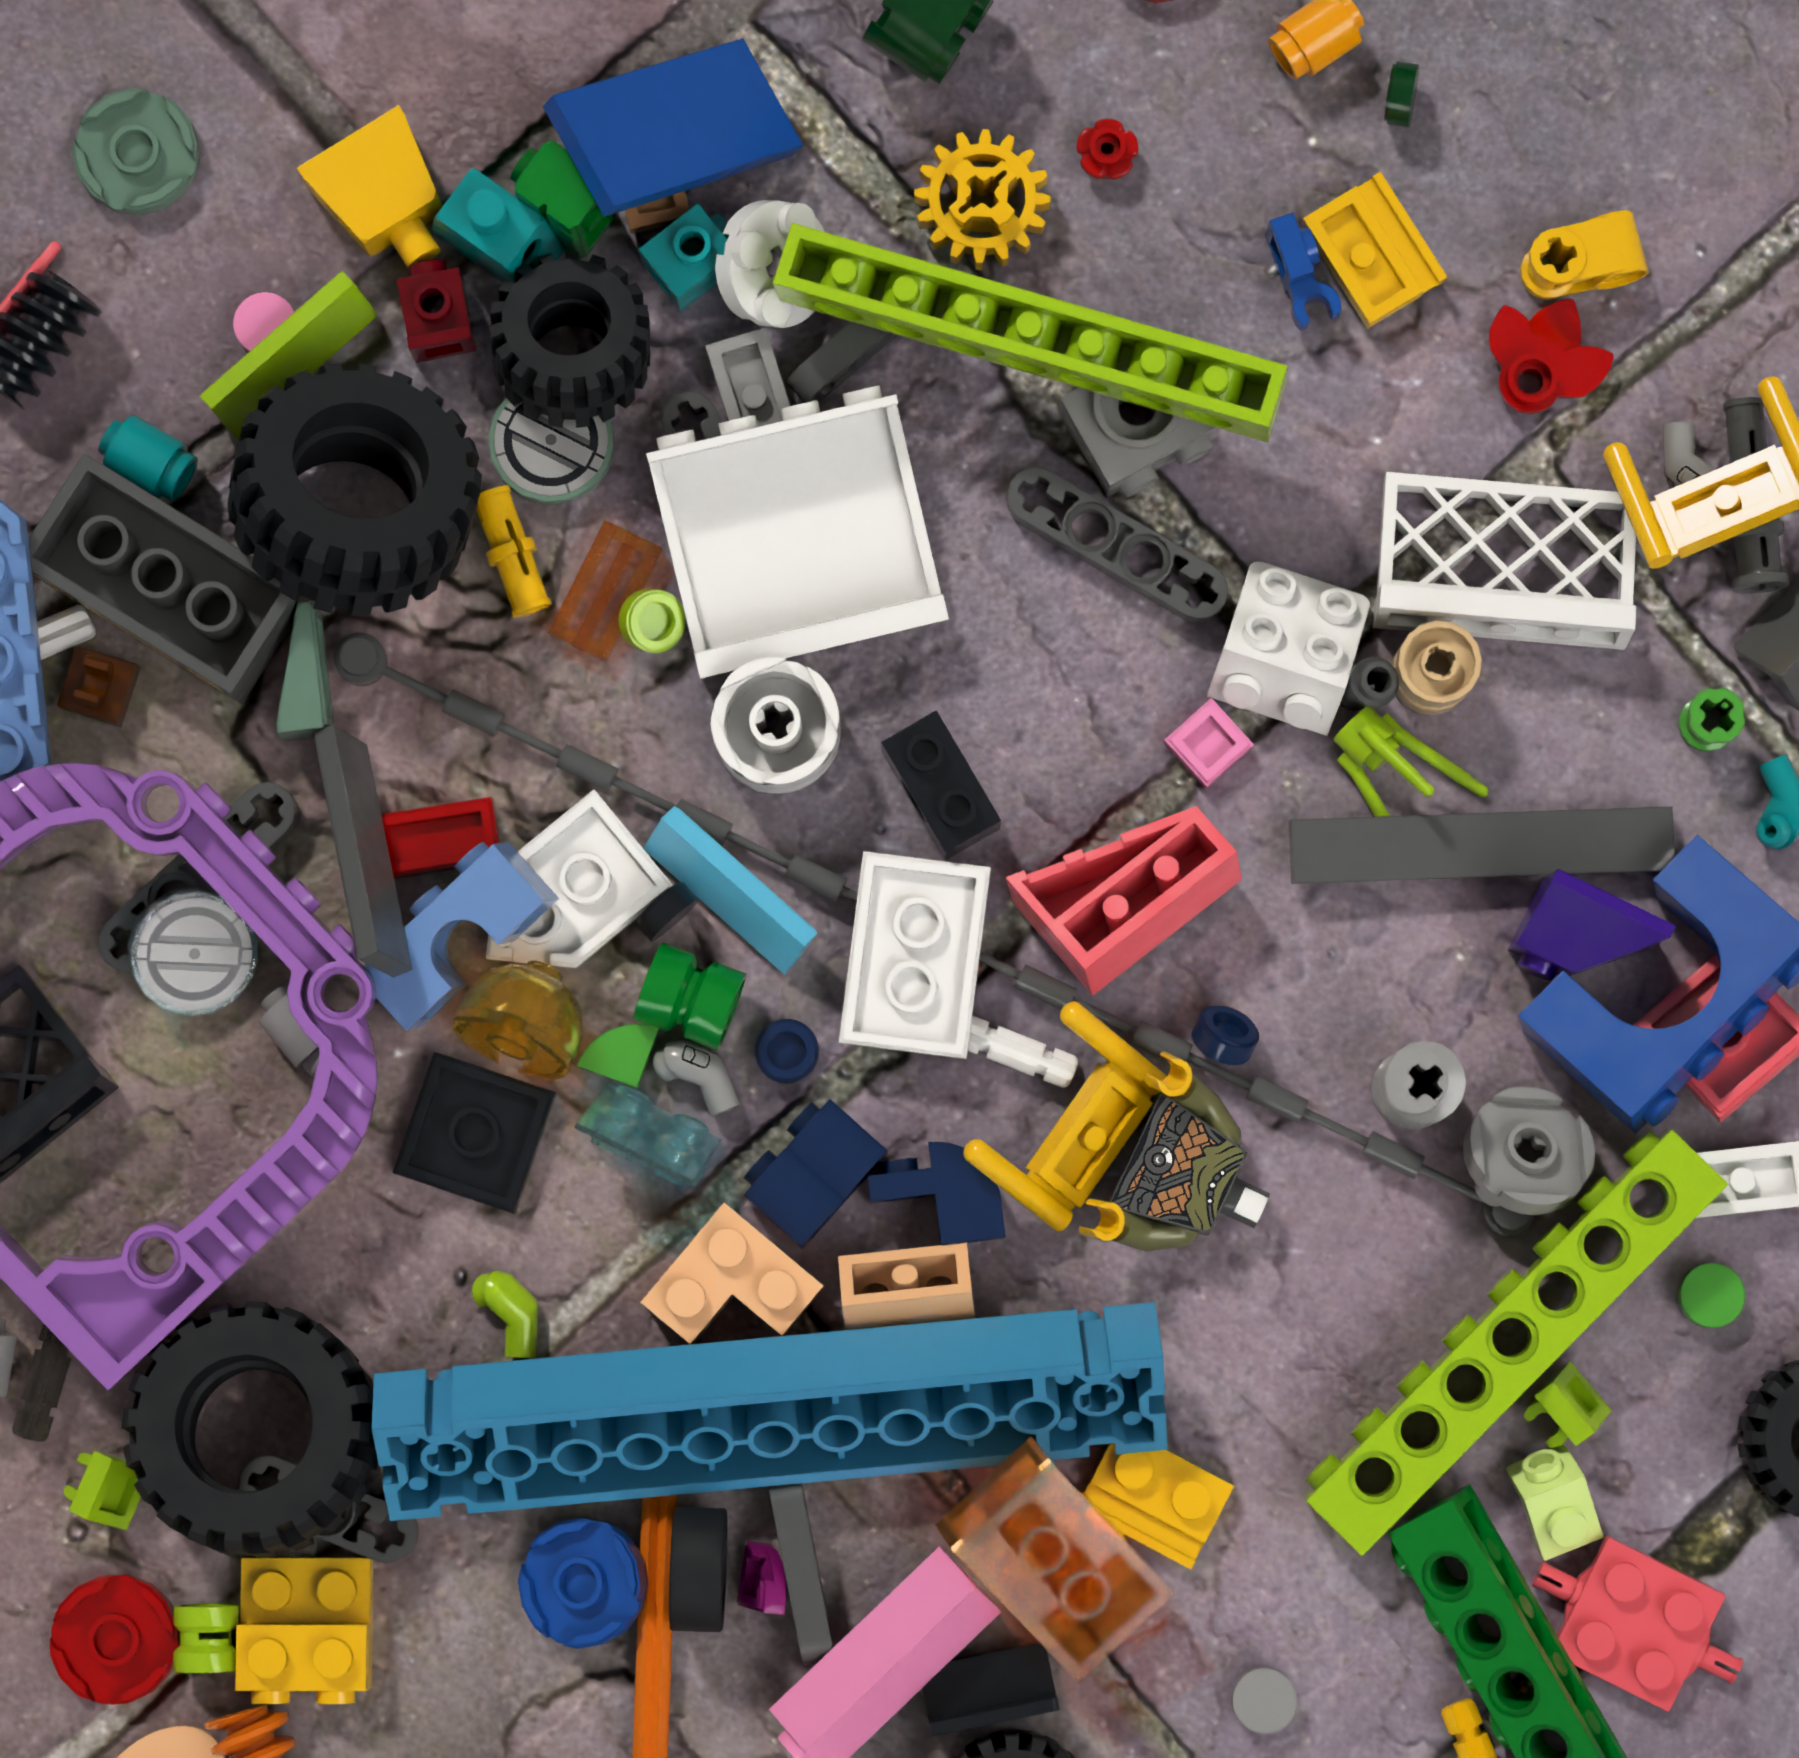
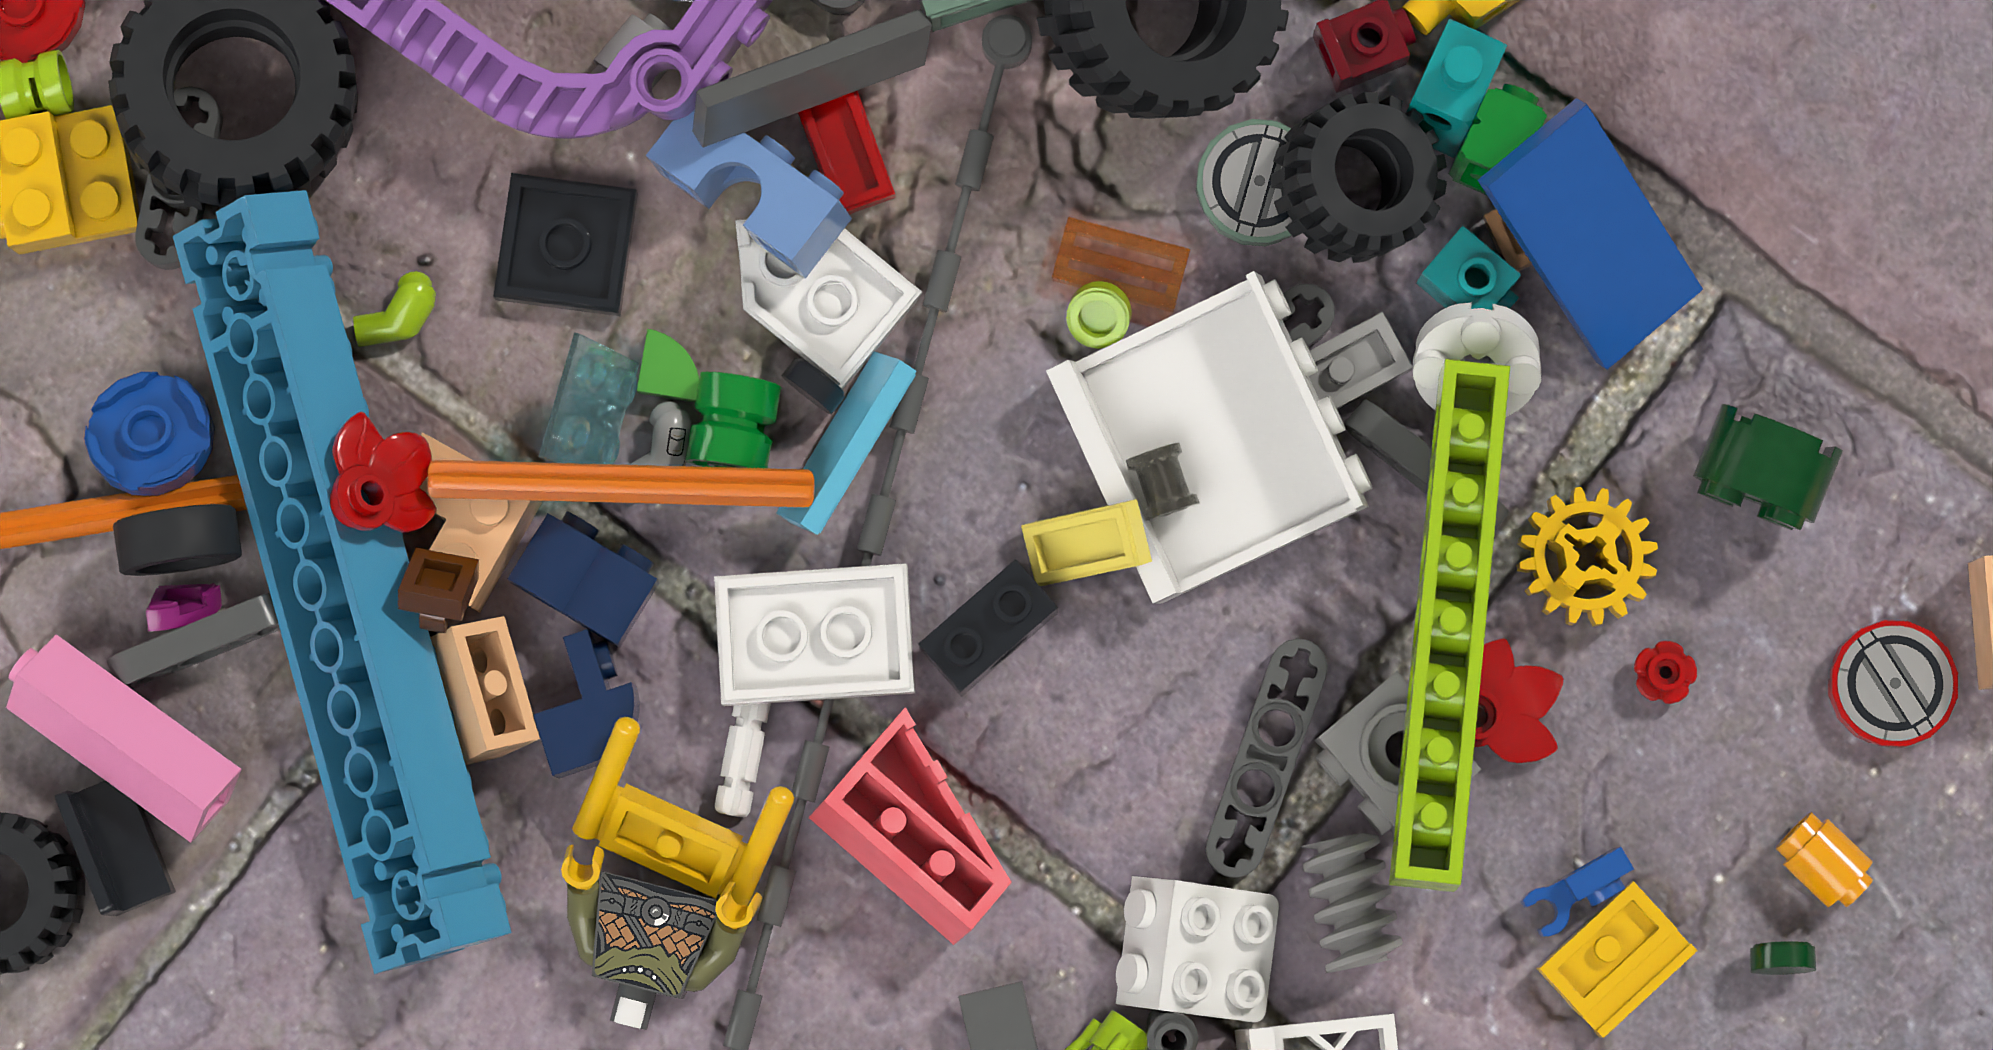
camera: 80 degrees right, 0 degrees up
(511, 552) = (1140, 164): yellow pin -> none
(524, 1017) = (682, 266): clear yellow cylinder -> none
(677, 1341) = (386, 471): none -> red plate
(731, 1113) = (620, 483): none -> orange axle
(787, 1051) = (701, 532): dark blue tile -> none
(791, 692) = (1022, 419): white brick -> none
(802, 1309) = (438, 587): none -> reddish brown tile
(831, 588) = (1162, 481): none -> clear smoke bush
(876, 672) = (1086, 543): none -> light yellow tile
(1054, 1559) = (245, 882): clear orange brick -> none
(1106, 288) = (1513, 705): none -> red plate
(1159, 1500) = (326, 976): yellow plate -> none
(1208, 743) = (1085, 886): bright pink tile -> none
(1225, 1035) = (795, 956): dark blue tile -> none
(1272, 487) = (1351, 901): none -> light grey piece

